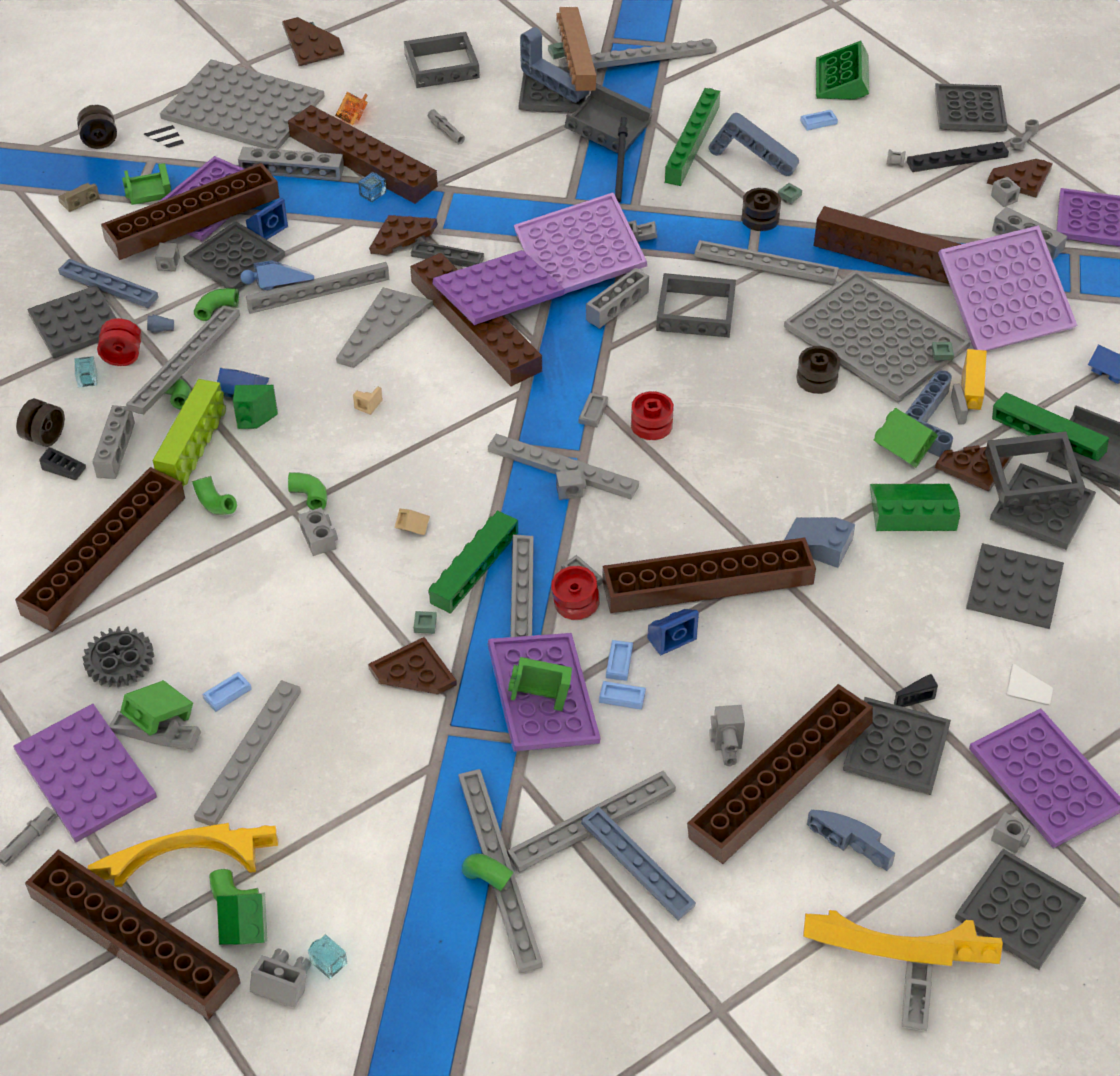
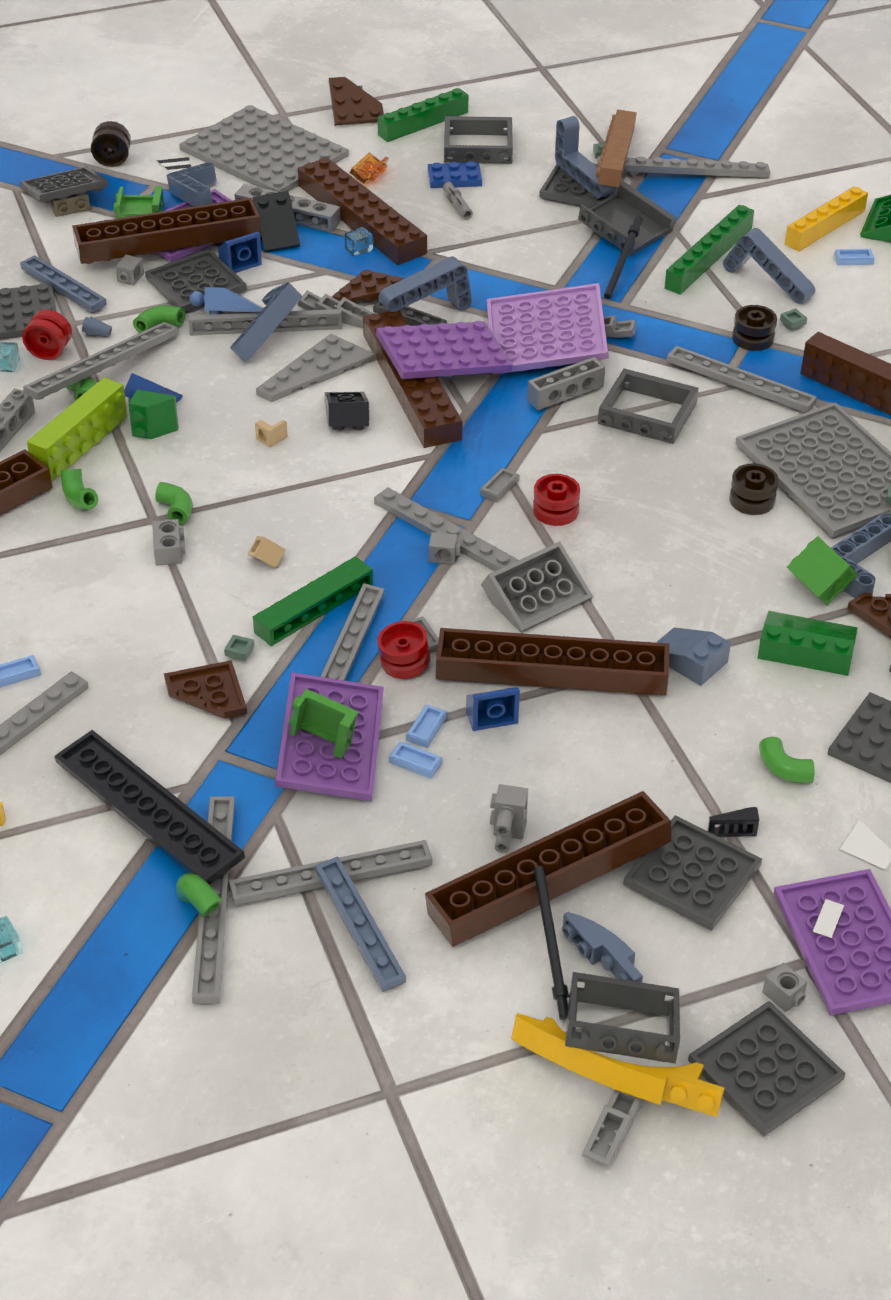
camera: 15 degrees right, 5 degrees down
(68, 178) = (64, 184): none -> dark grey plate
(188, 157) = (191, 184): none -> sand blue beam
(292, 180) = (277, 221): none -> black slope
(330, 267) = (278, 305): none -> sand blue beam
(380, 42) = (422, 114): none -> green brick
(396, 262) = (351, 312): none -> light grey slope
(408, 797) = (150, 807): none -> black plate
(429, 362) = (347, 410): none -> black slope
(438, 98) = (459, 174): none -> blue plate
(476, 212) = (445, 274): none -> sand blue beam
(667, 506) = (536, 587): none -> light grey slope
(783, 86) = (826, 218): none -> yellow brick
(829, 883) = (559, 990): none -> black bar
(889, 873) = (629, 996): none -> dark grey window
(937, 629) = (784, 766): none -> bright green cylinder
(1024, 761) = (828, 918): none -> white sticker

